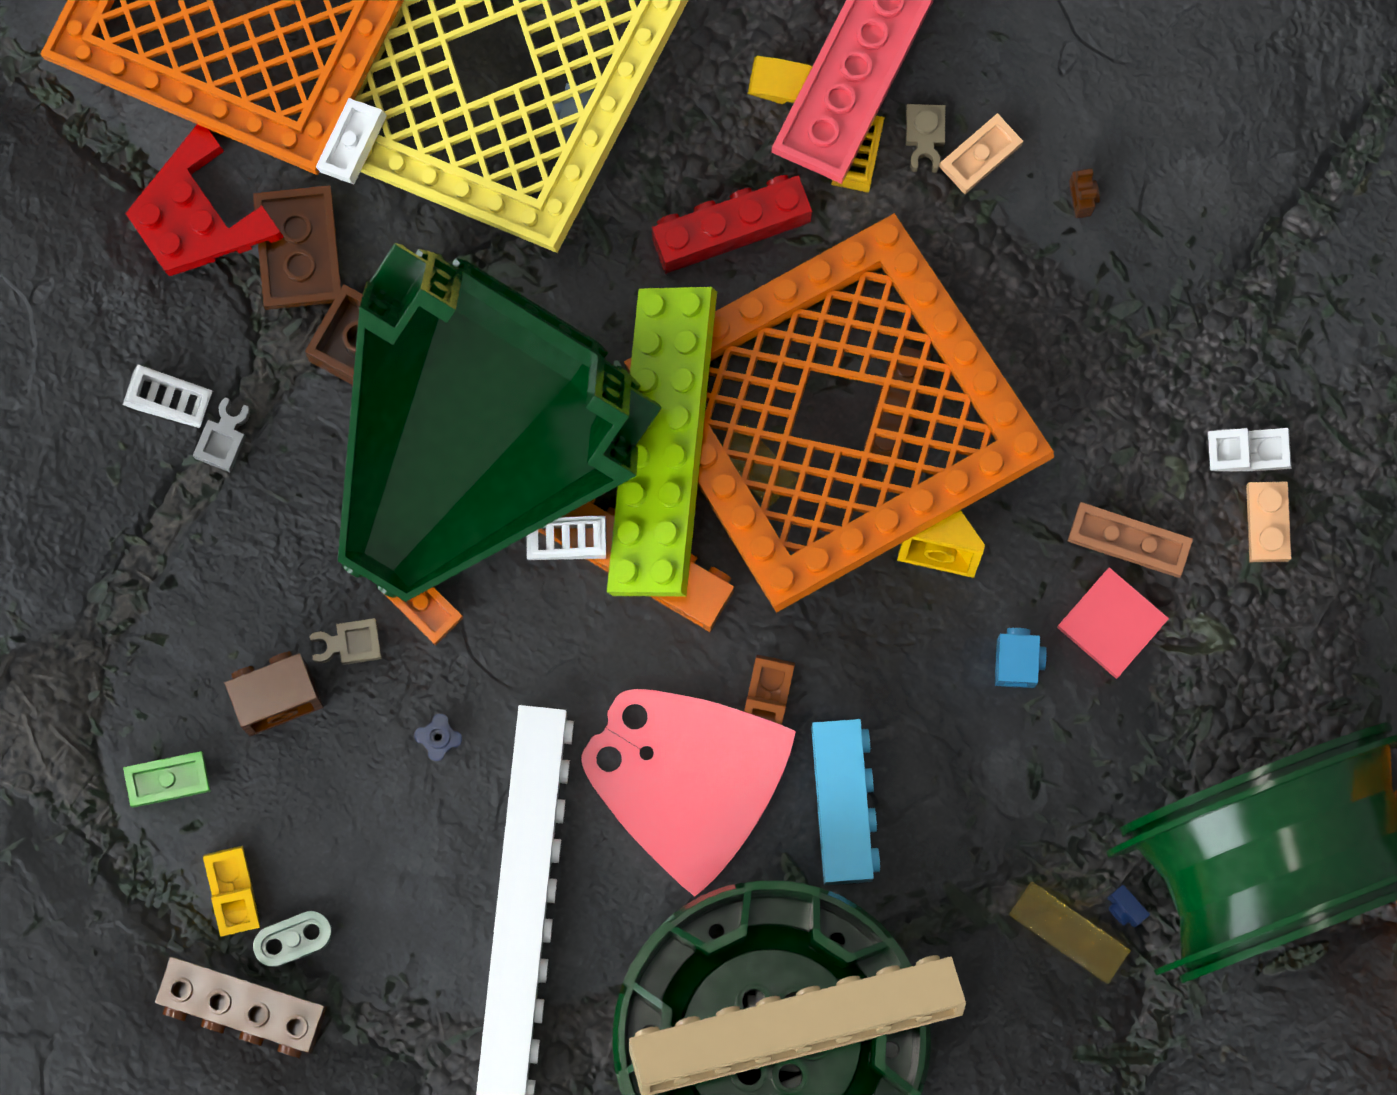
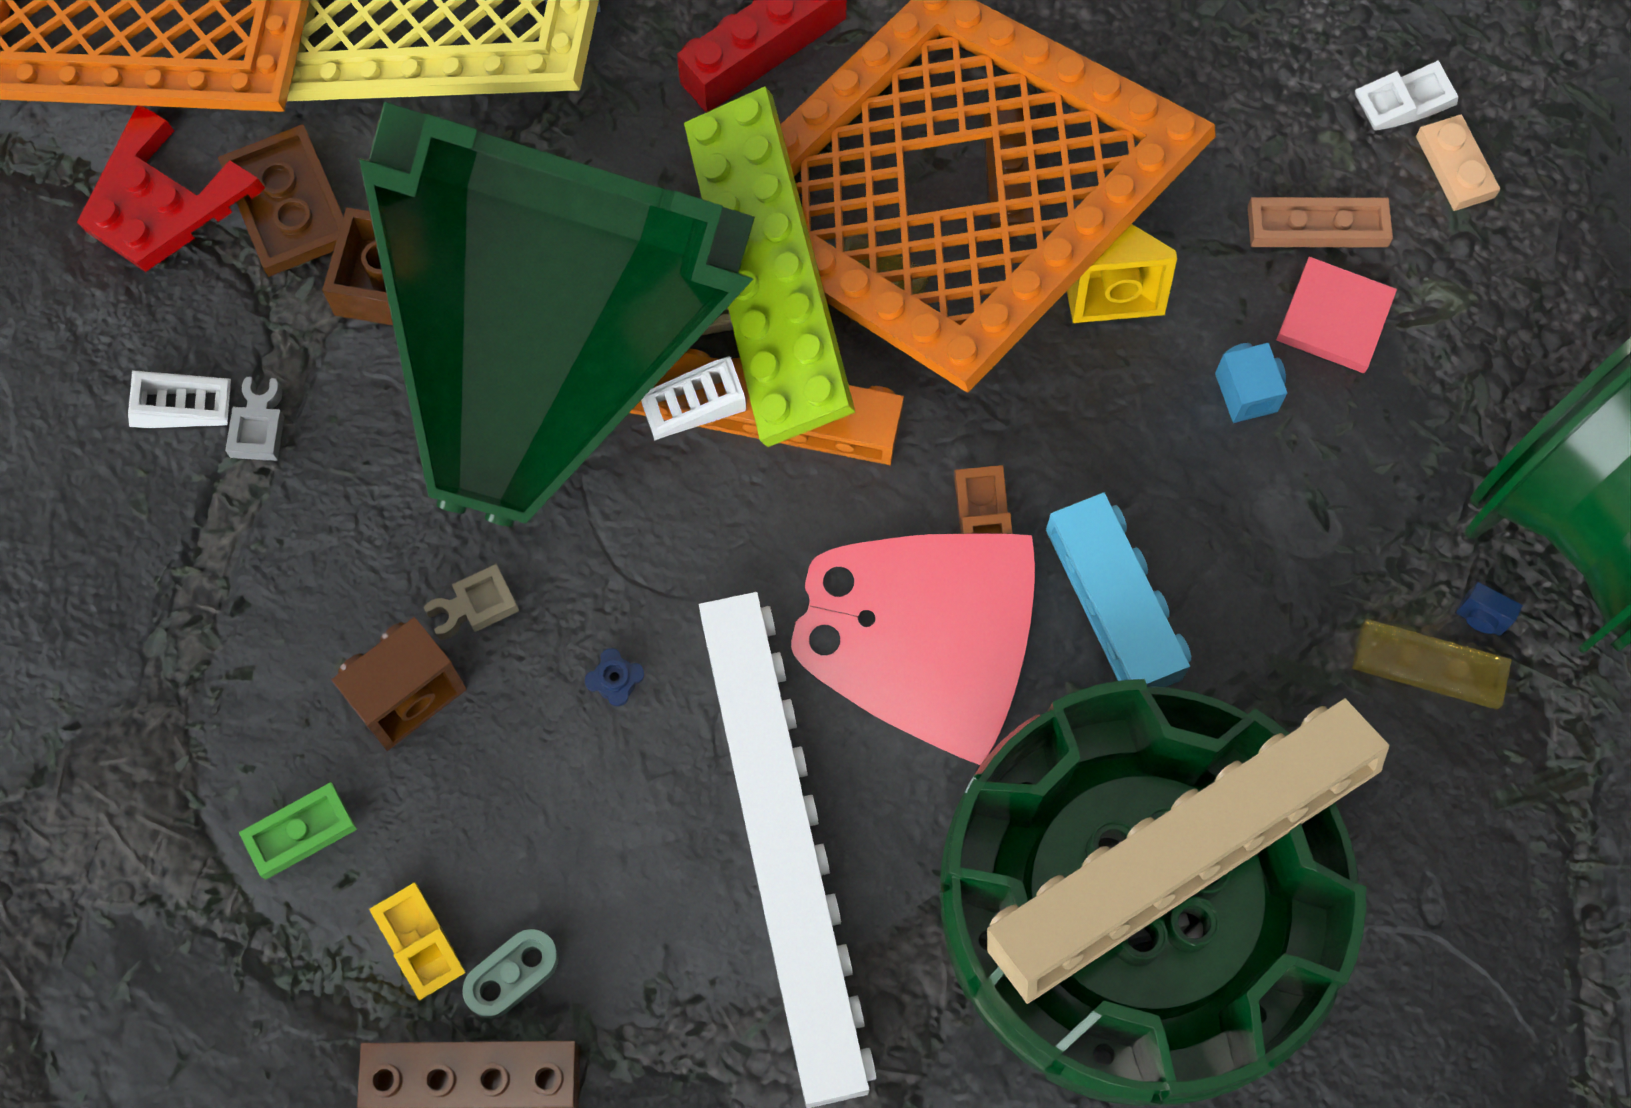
camera: 15 degrees left, 10 degrees down
(351, 141) = (310, 61): white plate -> none
(429, 613) = (553, 538): orange plate -> none

